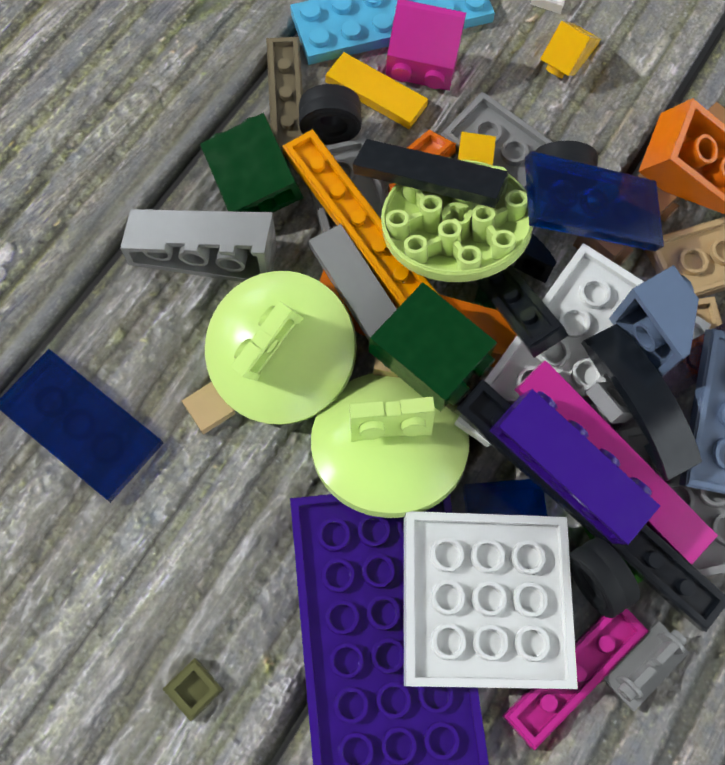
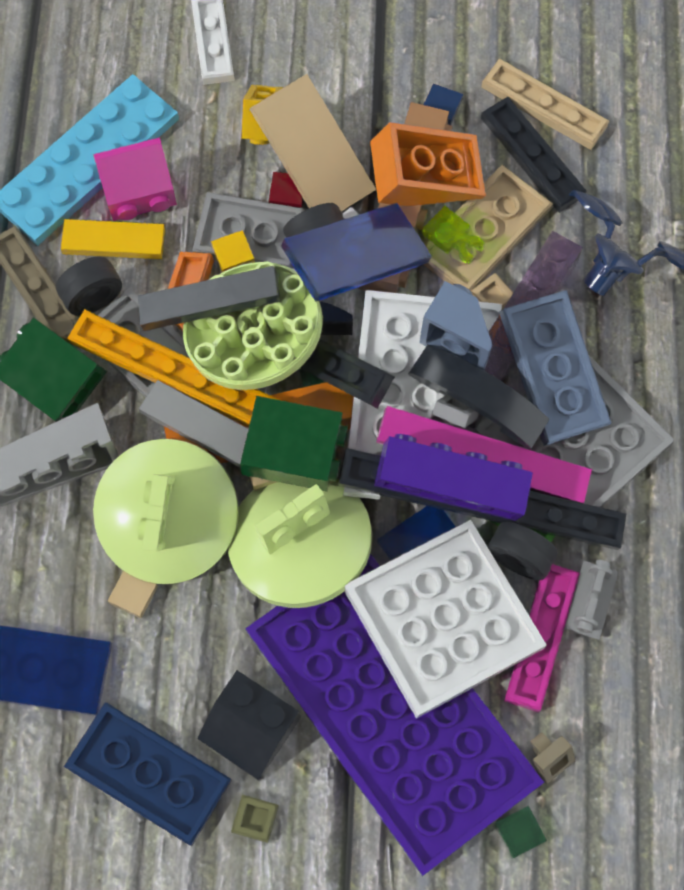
camera: 25 degrees left, 0 degrees up
(121, 586) = (148, 773): none -> dark blue tile
(239, 594) = (248, 725): none -> black slope
(557, 124) = (284, 191): none -> dark red tile
(602, 91) = (312, 146): none -> tan tile
(692, 235) = (451, 232): none -> clear neon green plate

